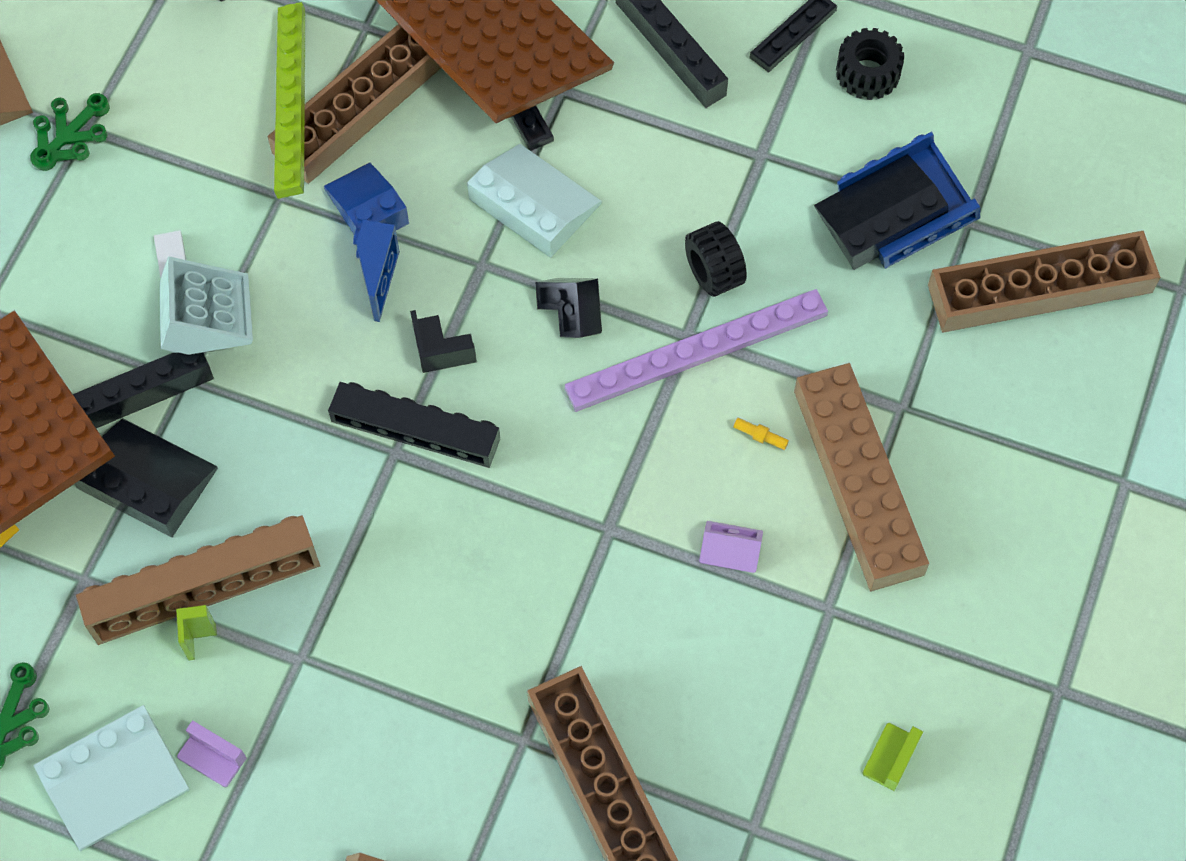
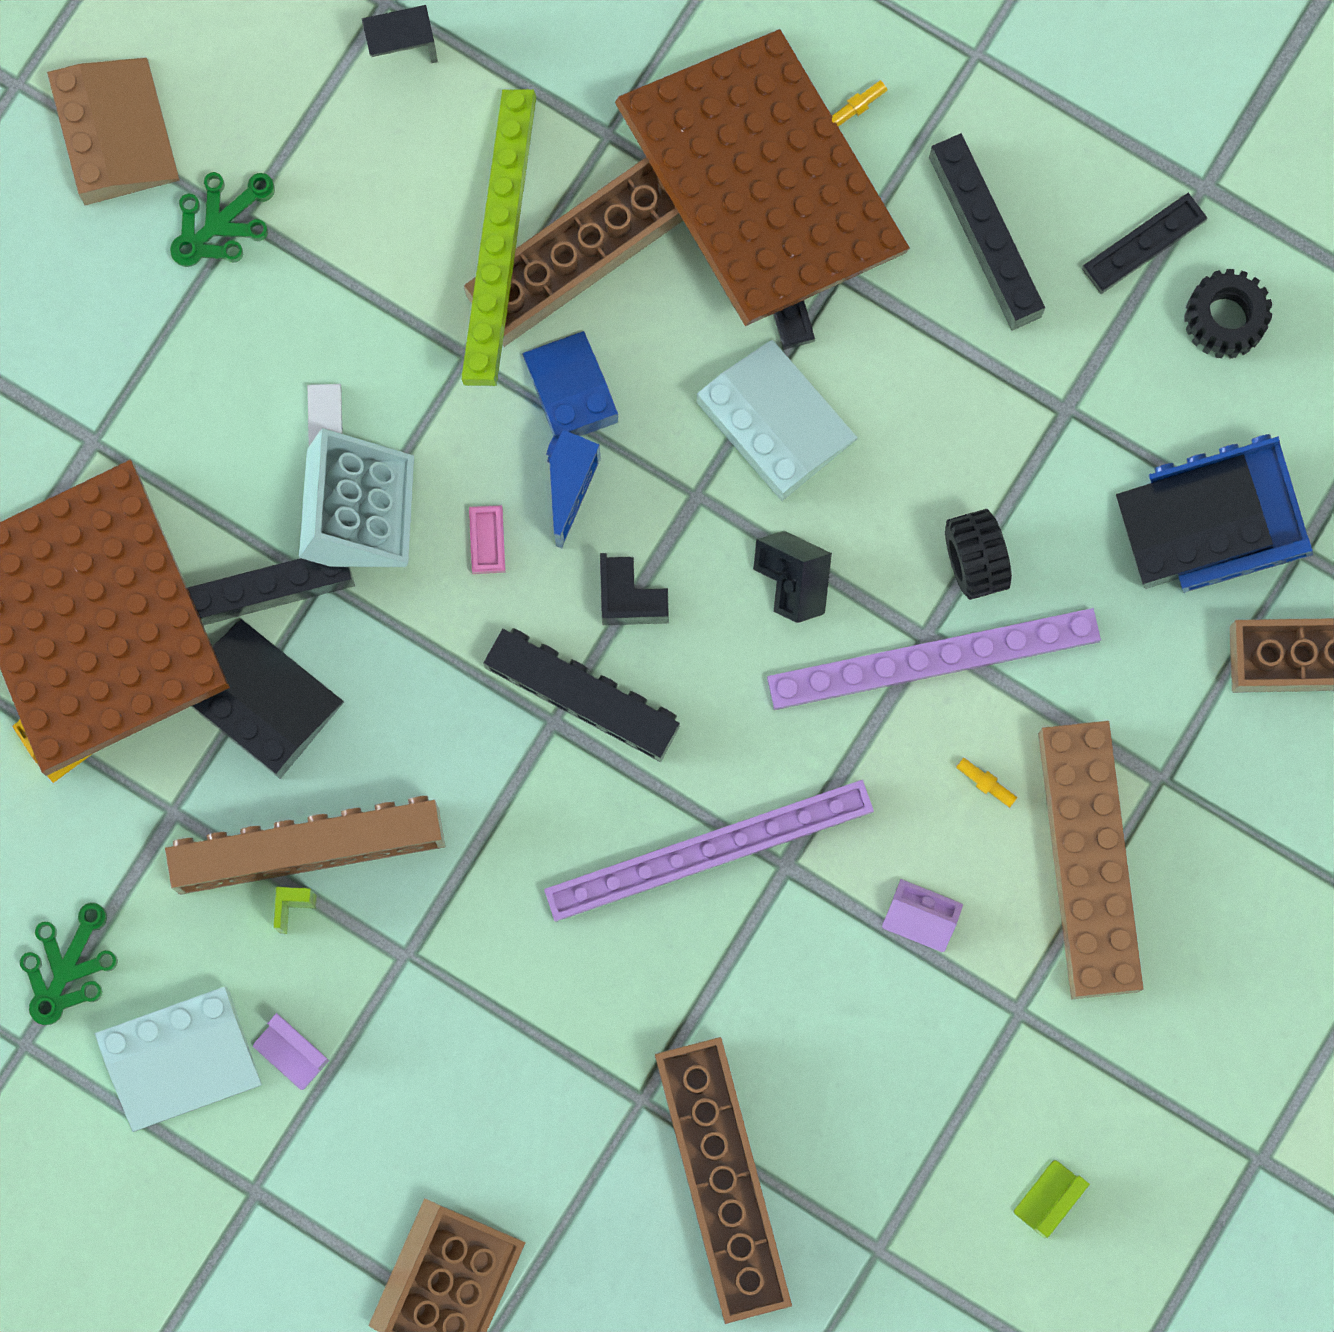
camera: 10 degrees right, 15 degrees up
(317, 324) = (487, 539): none -> bright pink tile
(540, 527) = (708, 850): none -> lavender plate

